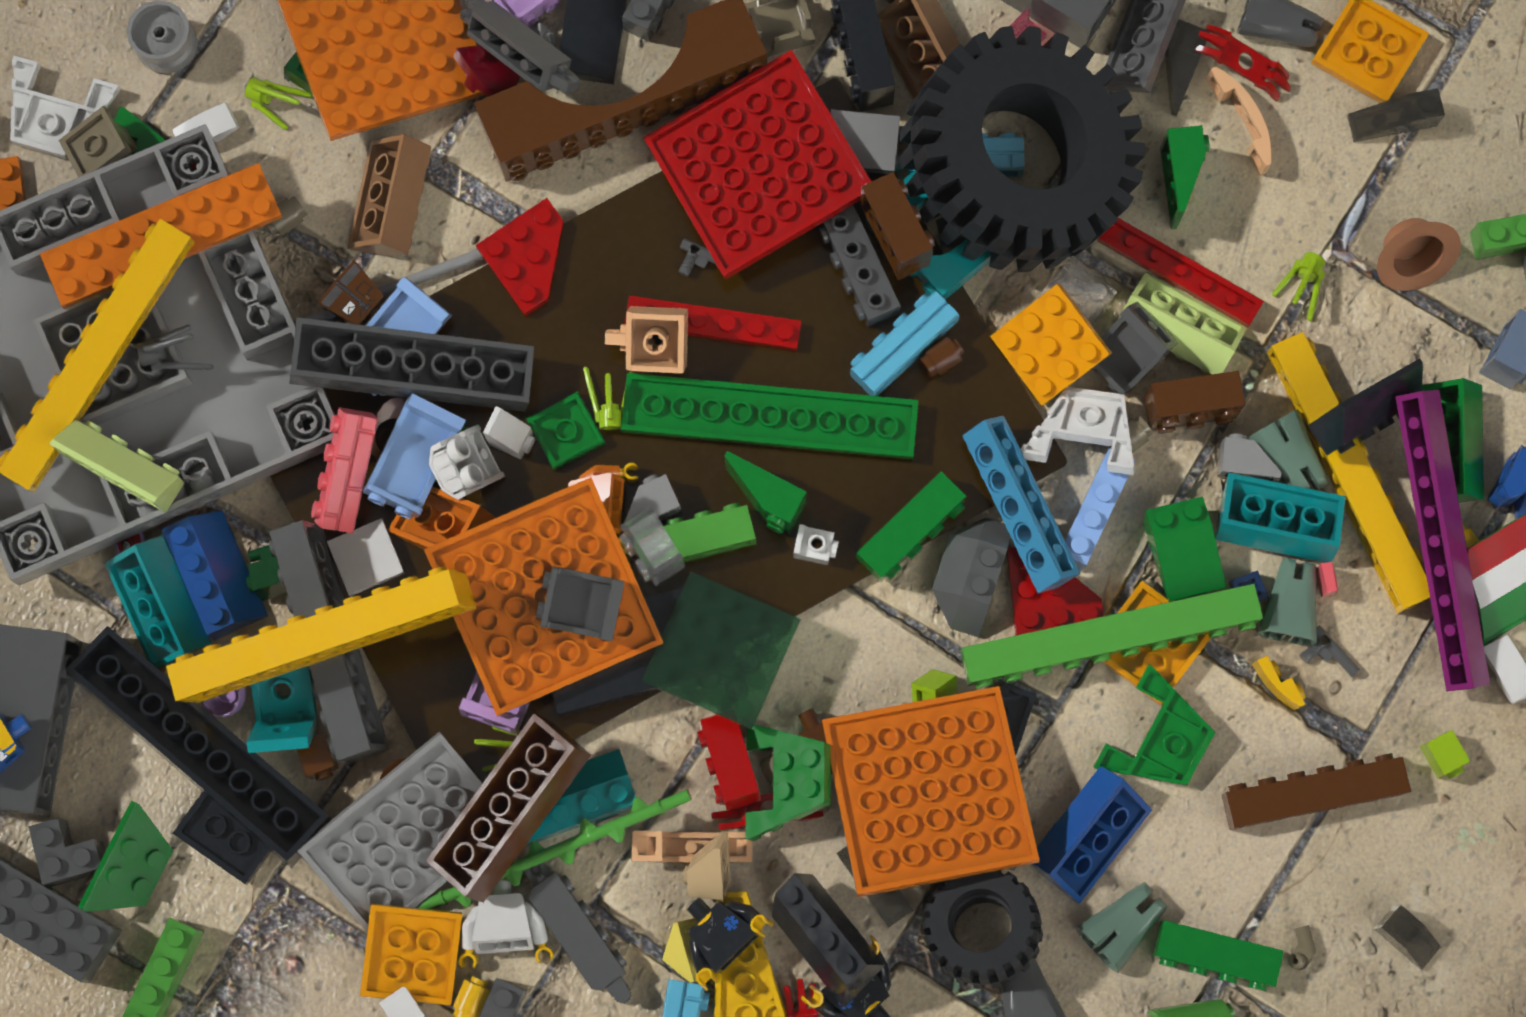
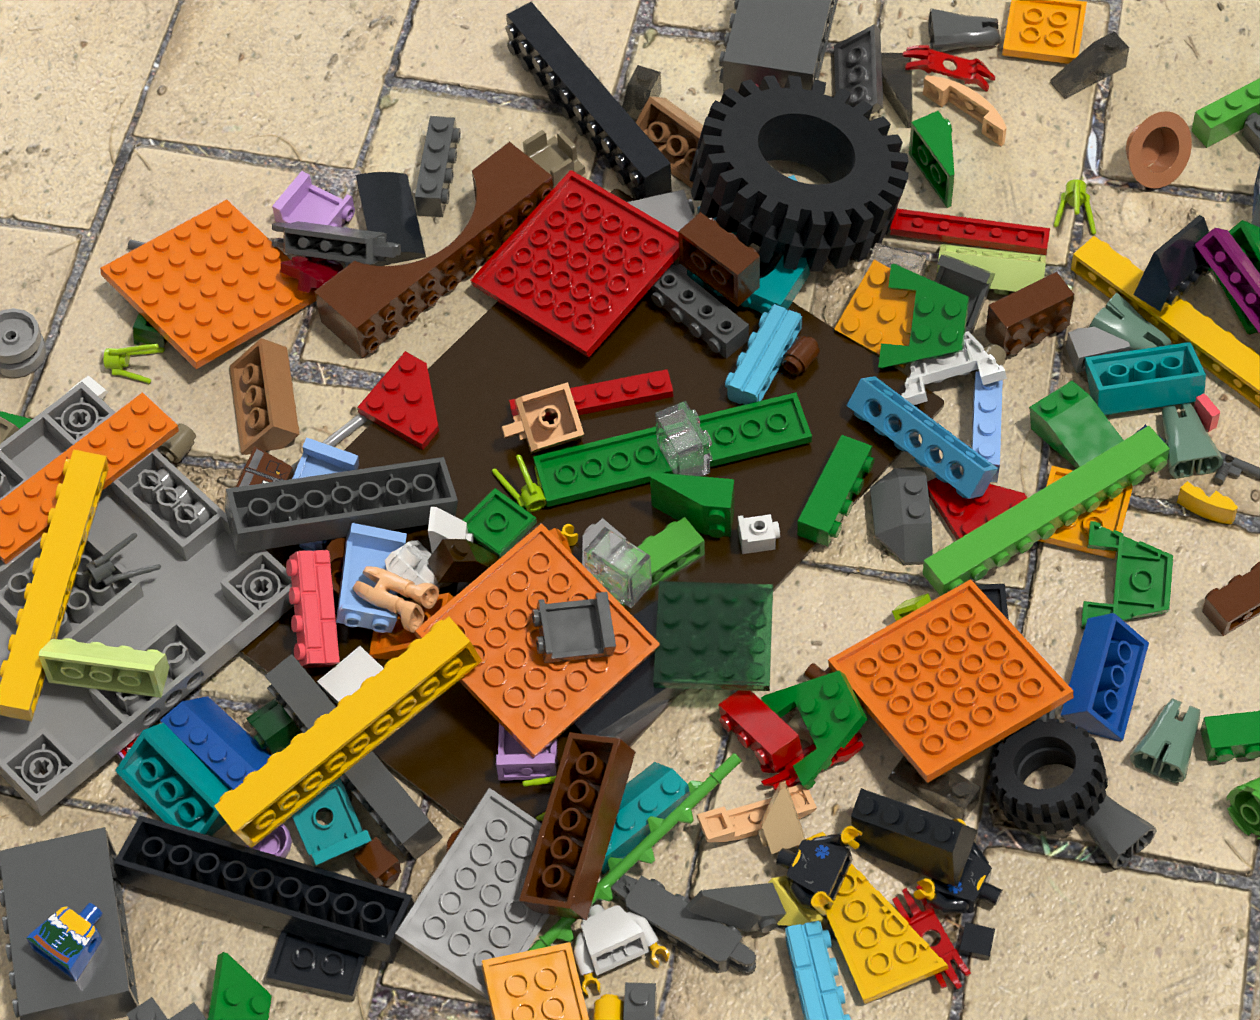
camera: 20 degrees left, 20 degrees down
(451, 501) = (411, 613): none -> light nougat piece
(511, 477) = (459, 561): none -> dark brown slope
(638, 945) = (742, 907): none -> dark grey slope
(699, 258) = (558, 354): dark grey hose -> none
(775, 427) = (683, 440): none -> clear brick
(1091, 379) = (936, 323): none -> green wing

